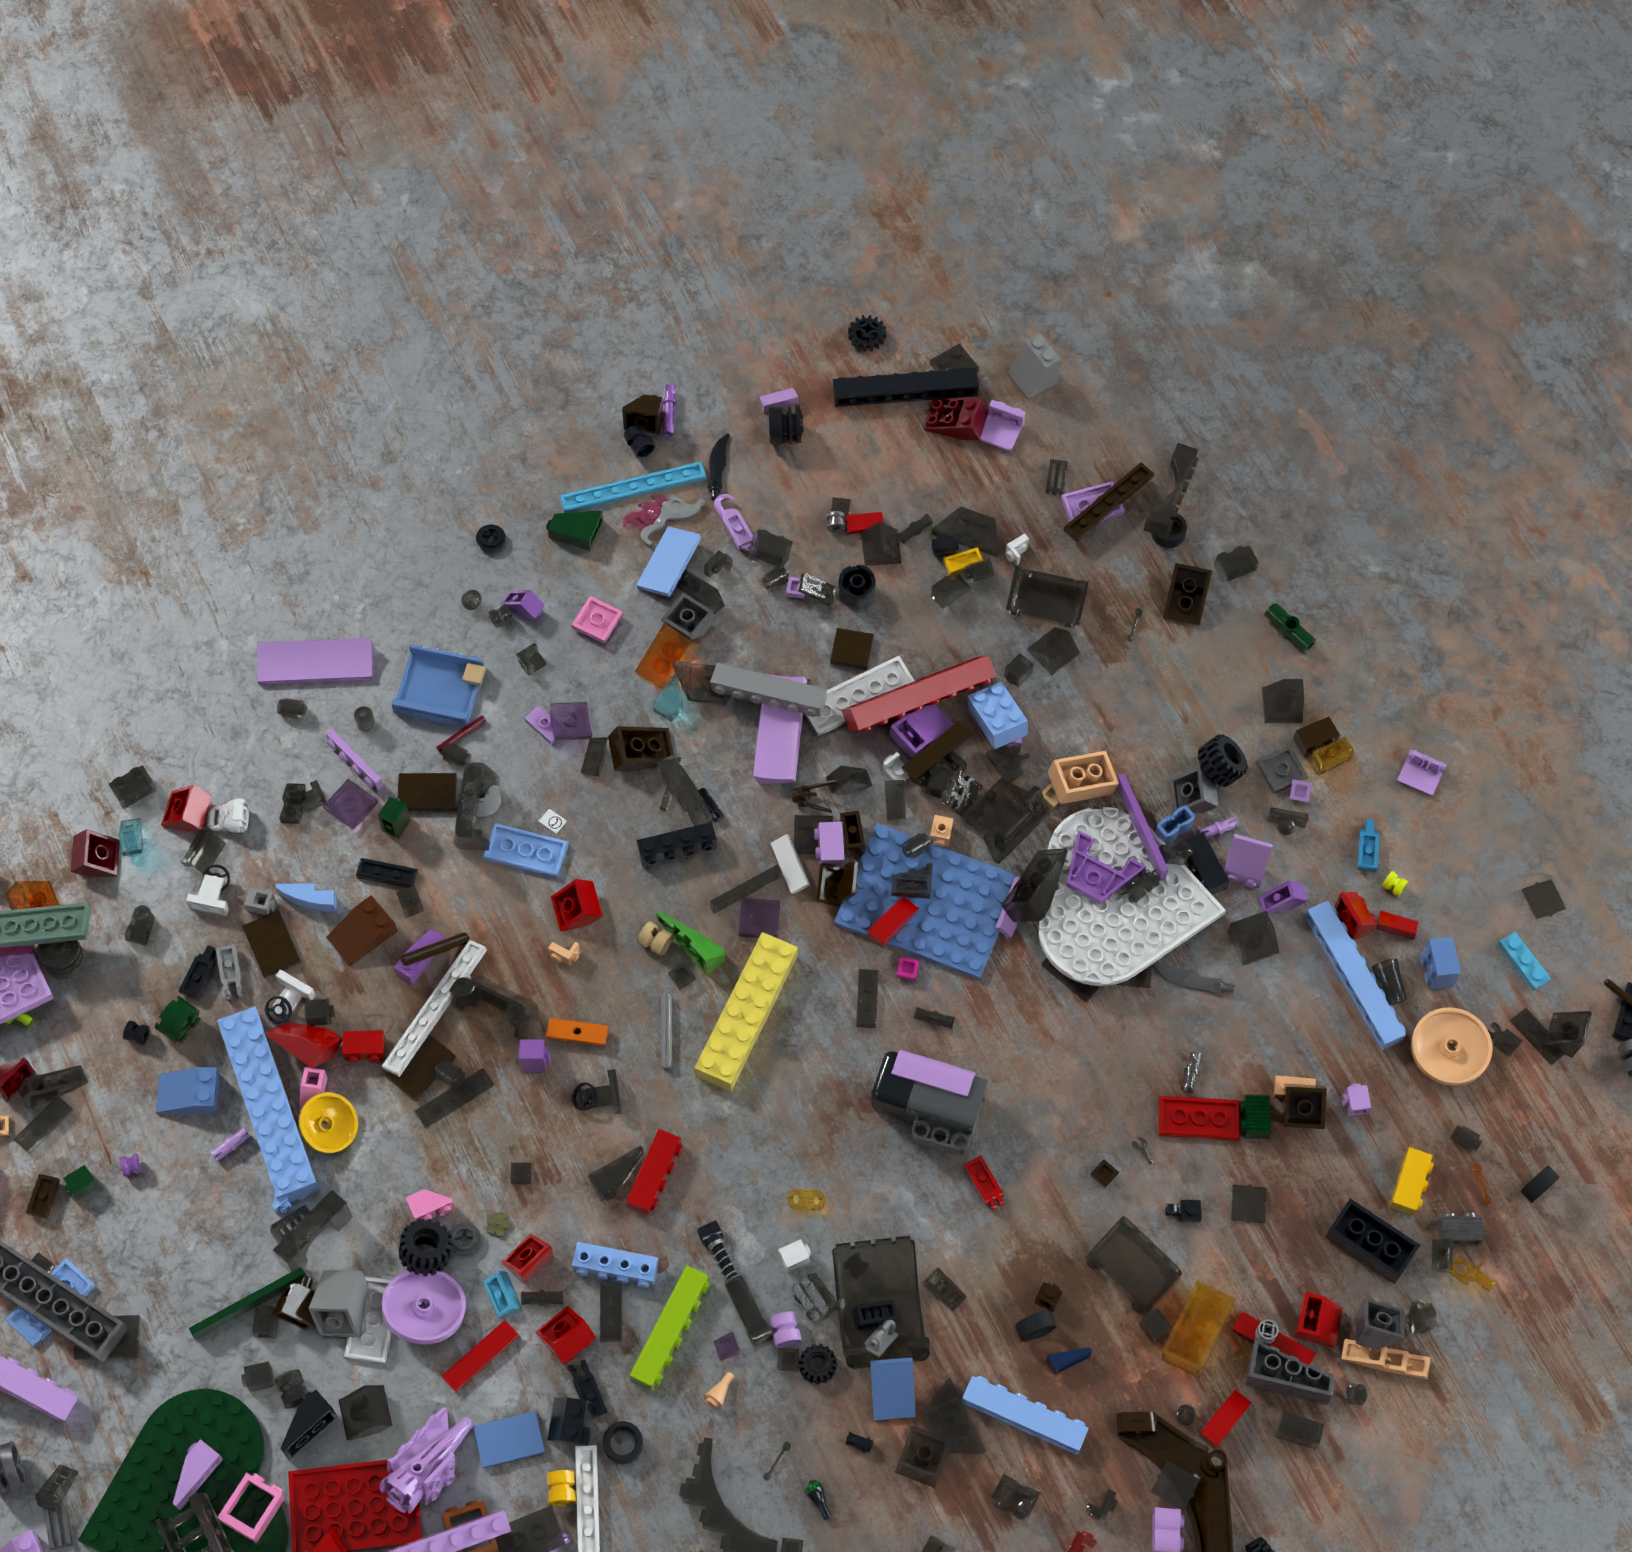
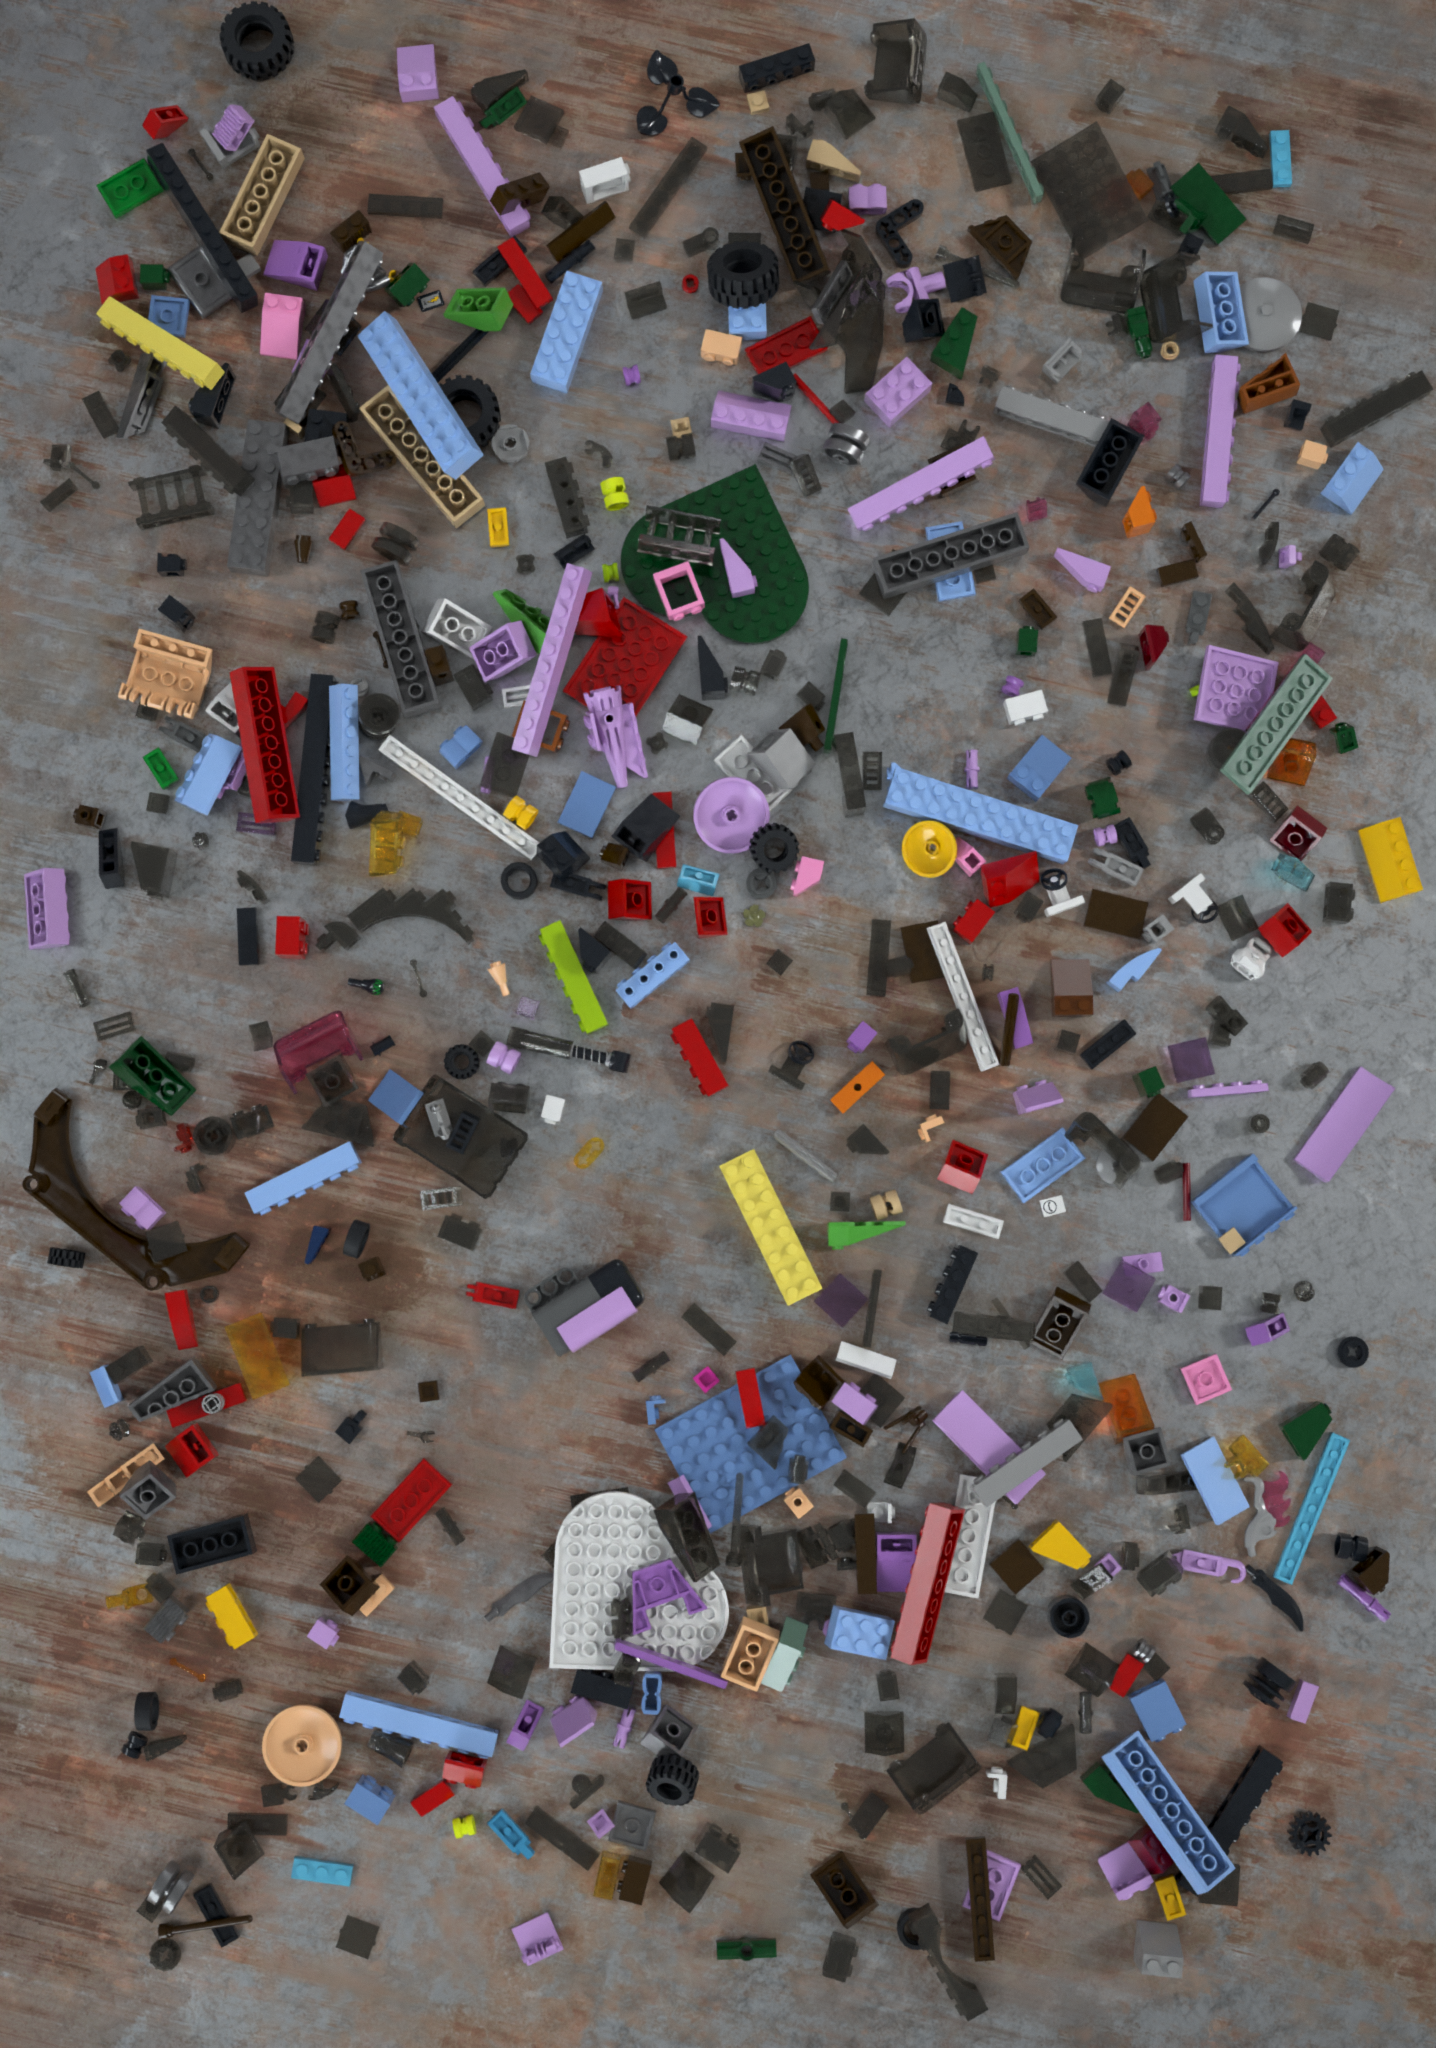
camera: 130 degrees right, 20 degrees up
(65, 773) = (1390, 860): none -> yellow slope
(78, 888) = (1273, 797): none -> clear smoke slope
(142, 1140) = (1025, 707): none -> white brick
(209, 998) = (1105, 835): none -> lavender wheel
(399, 1003) = (987, 972): none -> clear smoke bush
(408, 1428) = (657, 738): none -> clear smoke plate
(475, 886) = (1036, 1097): none -> lavender slope
(489, 1367) = (646, 827): none -> black slope
(527, 969) = (939, 1090): none -> clear smoke plate
(536, 1375) = (614, 856): none -> dark brown slope
(553, 683) = (1181, 1298): none -> lavender brick
(613, 868) = (973, 1221): none -> white tile
(617, 992) = (865, 1142): none -> clear smoke slope
(634, 550) = (1245, 1458): none -> clear yellow plate
(636, 1326) = (592, 952): none -> black slope
(810, 628) = (1060, 1546): none -> yellow slope
(870, 484) = (1157, 1710): none -> medium blue brick
(892, 633) = (1005, 1611): none -> clear smoke piece
(904, 1502) = (314, 1044): none -> clear pink windscreen
(935, 423) = (1168, 1813): none -> light blue brick
(956, 478) = (1102, 1786): none -> dark green slope
(958, 1249) = (460, 1232): none -> clear smoke brick
(968, 989) = (653, 1413): none -> medium blue bracket
(993, 387) = (1170, 1897): none -> yellow plate
(1024, 846) = (733, 1558): none -> clear smoke piece
(1057, 747) = (786, 1655): none -> wedge
(1057, 1506) = (214, 1125): none -> clear smoke brick
(1121, 616) = (868, 1815): none -> clear smoke slope
(1239, 696) = (718, 1846): none -> clear smoke brick
(1325, 1003) = (413, 1678): none -> clear smoke brick
(1333, 1437) = (107, 1390): none -> light blue panel
(1336, 811) = (562, 1838): none -> clear smoke plate
(1425, 1284) = (150, 1554): none -> clear smoke brick
(1470, 1005) = (320, 1792): none -> clear smoke plant
(1554, 1153) = (156, 1748): none -> clear smoke slope
(1573, 1175) = (134, 1744): none -> black wheel

